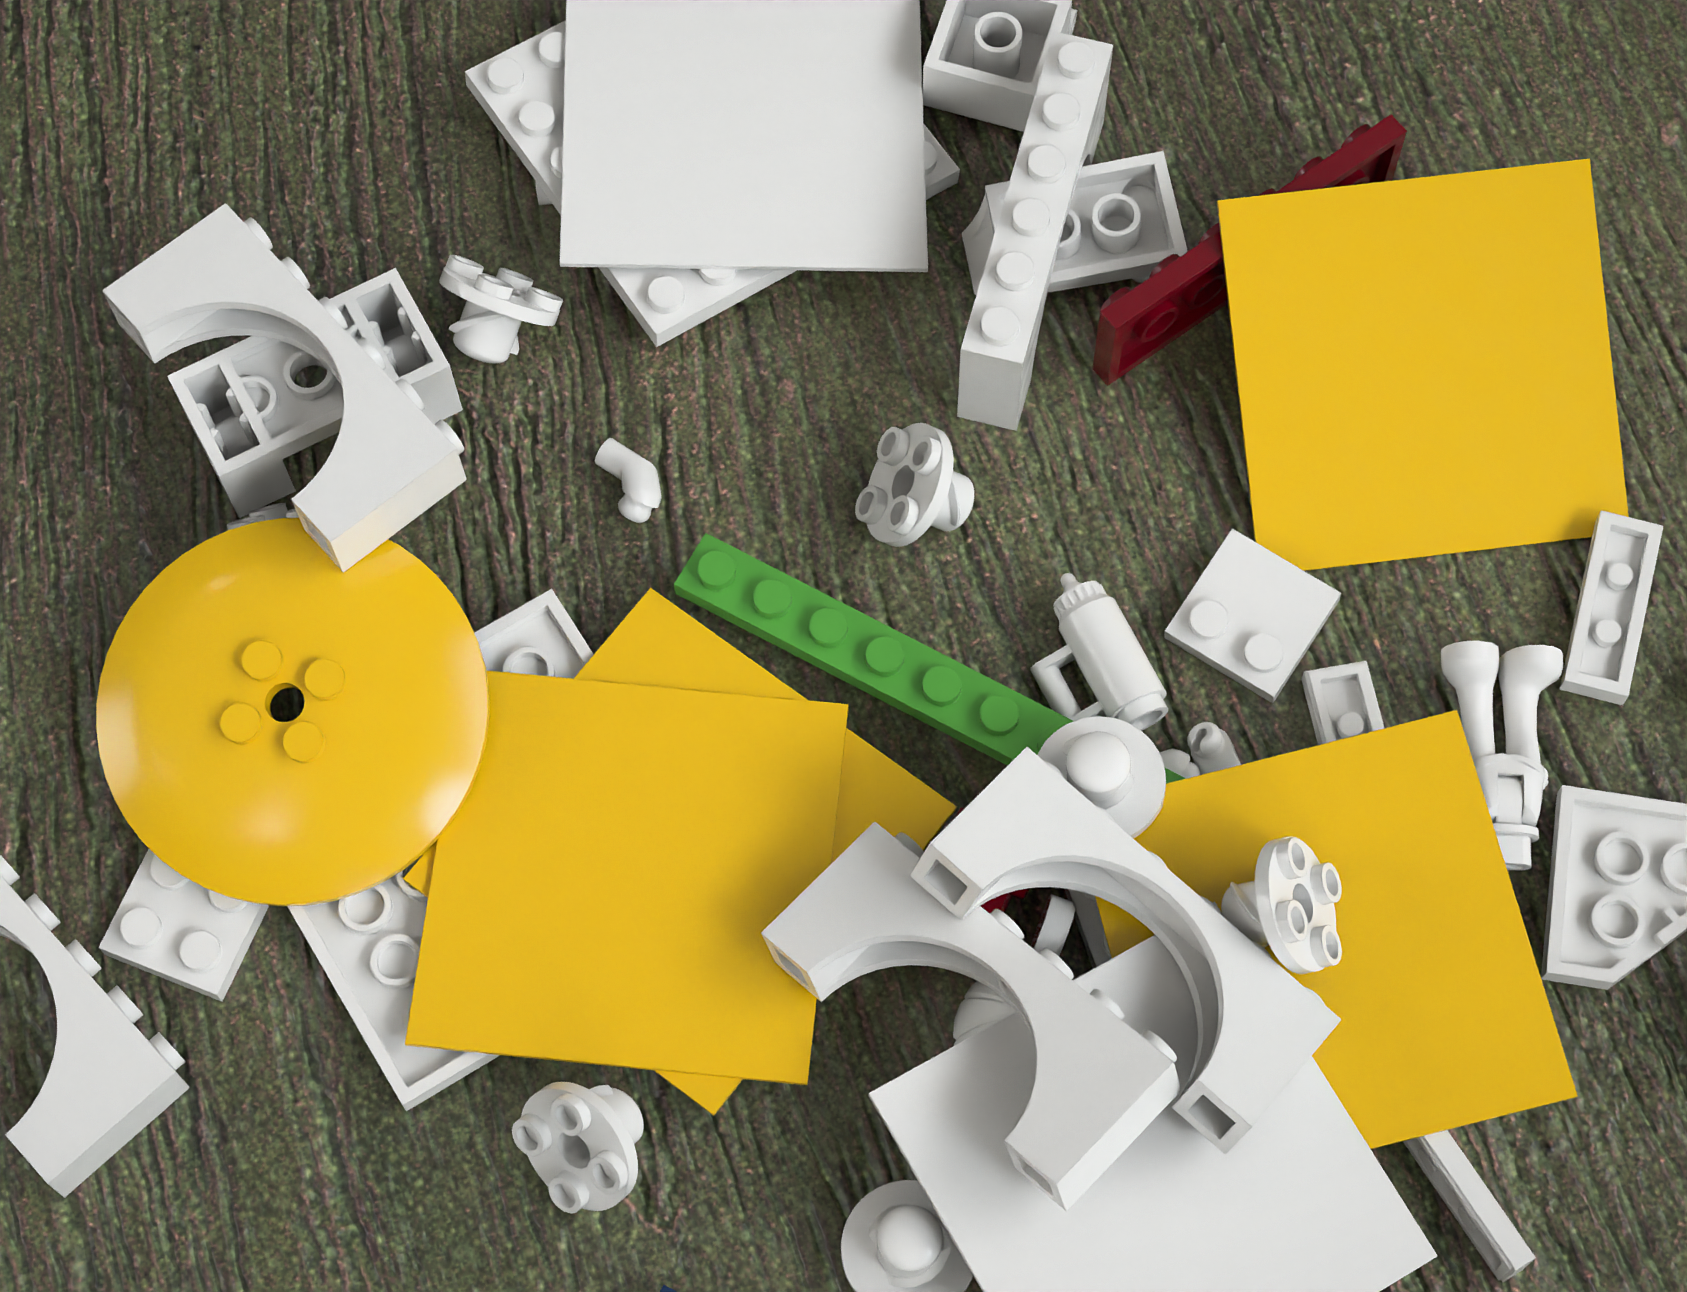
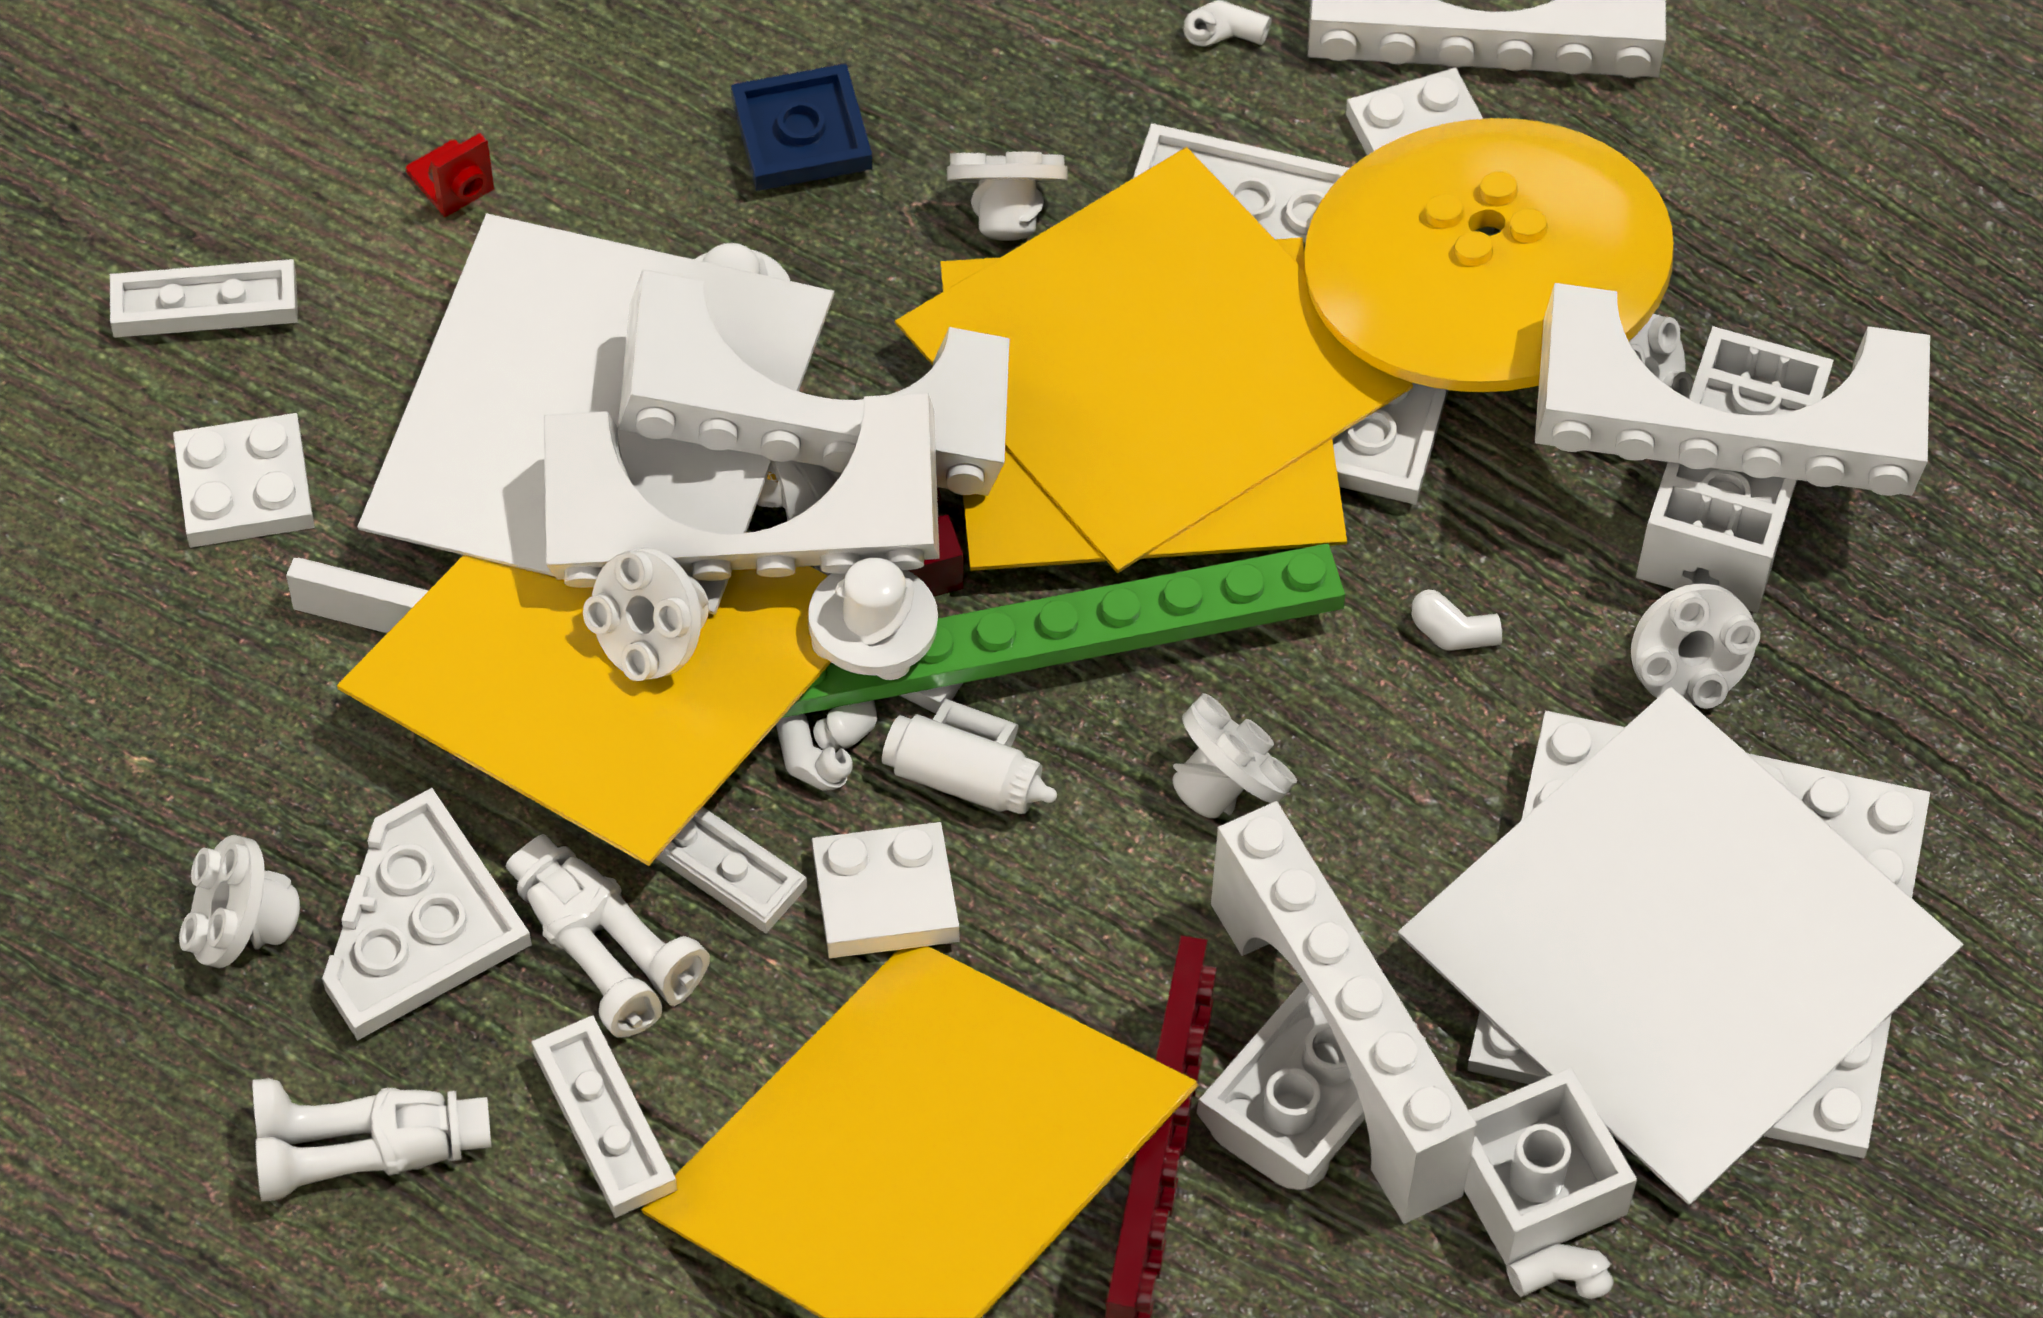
camera: 135 degrees right, 10 degrees down
(226, 1176) = (1224, 20): none -> white arm

